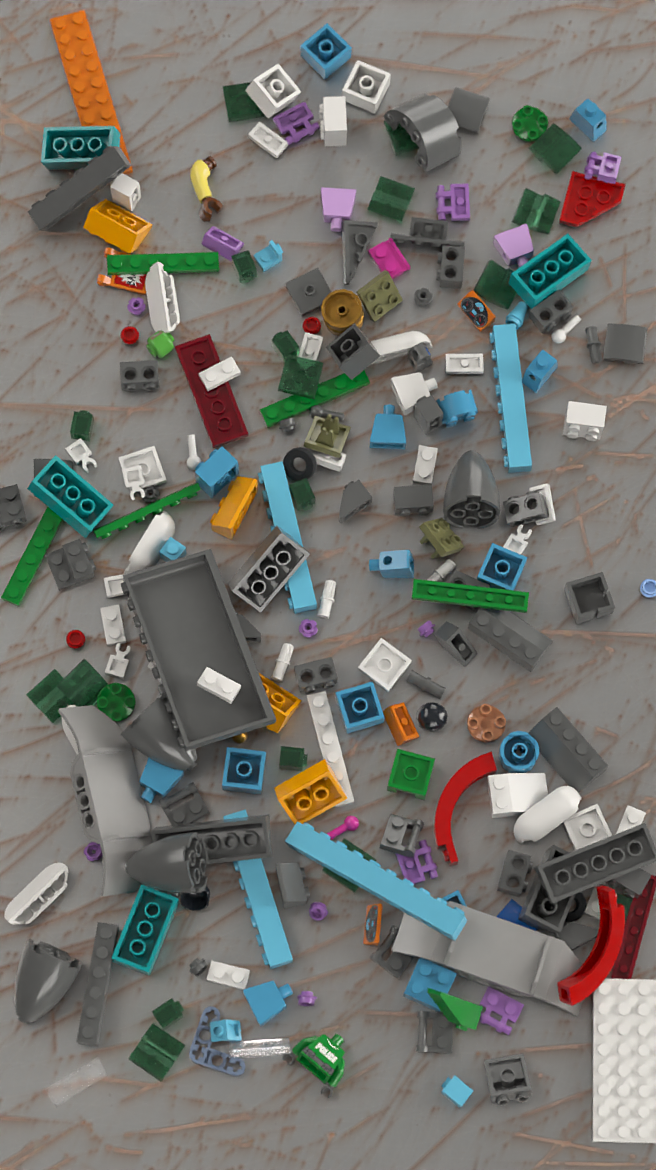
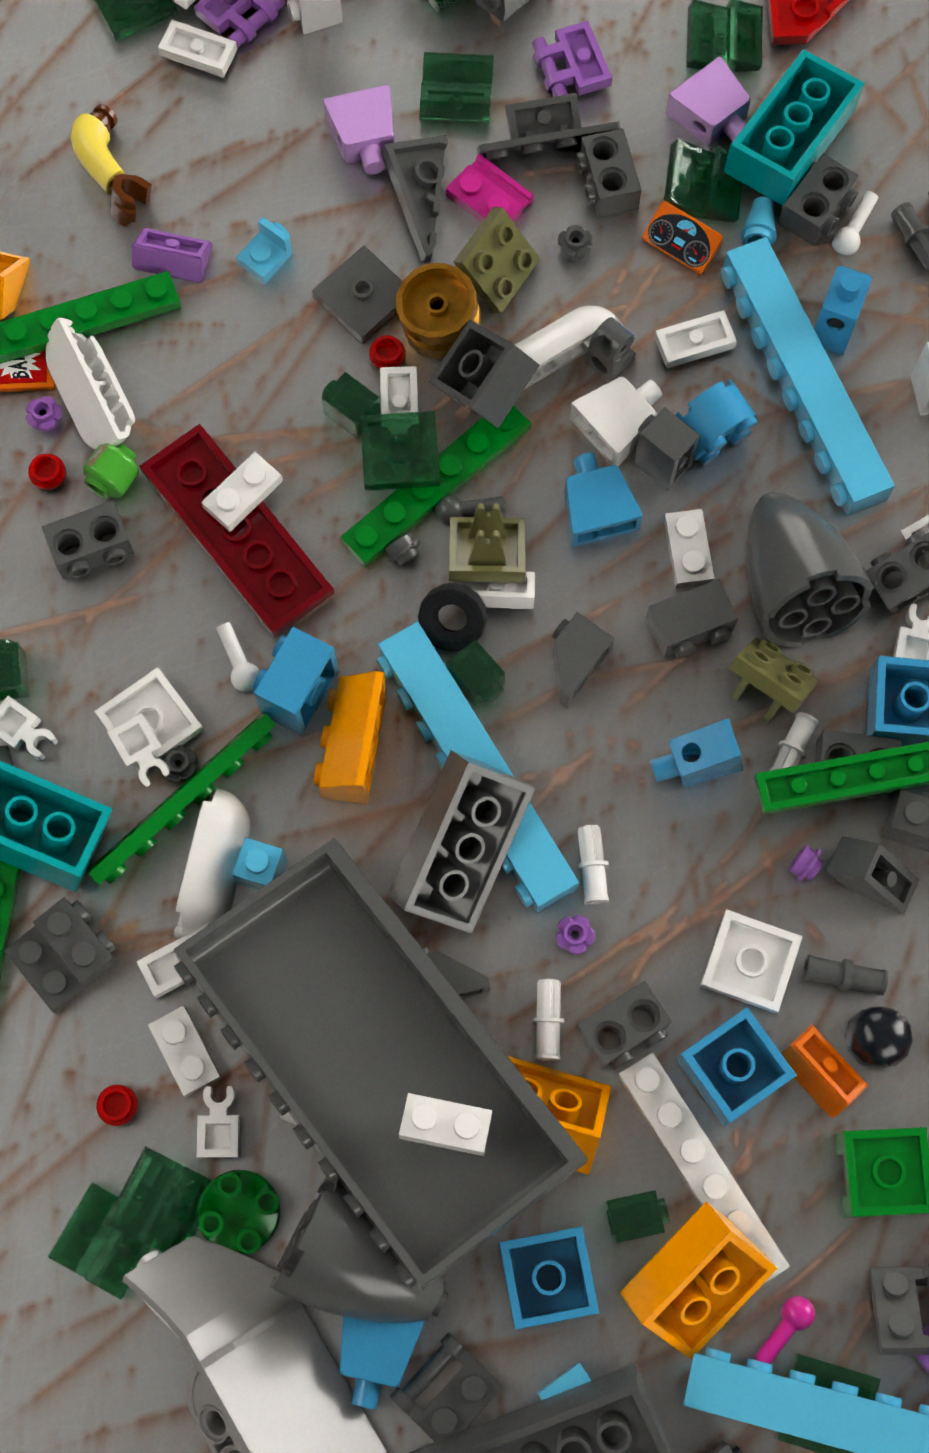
camera: 15 degrees left, 0 degrees up
(244, 266) = (225, 281): clear green brick -> none

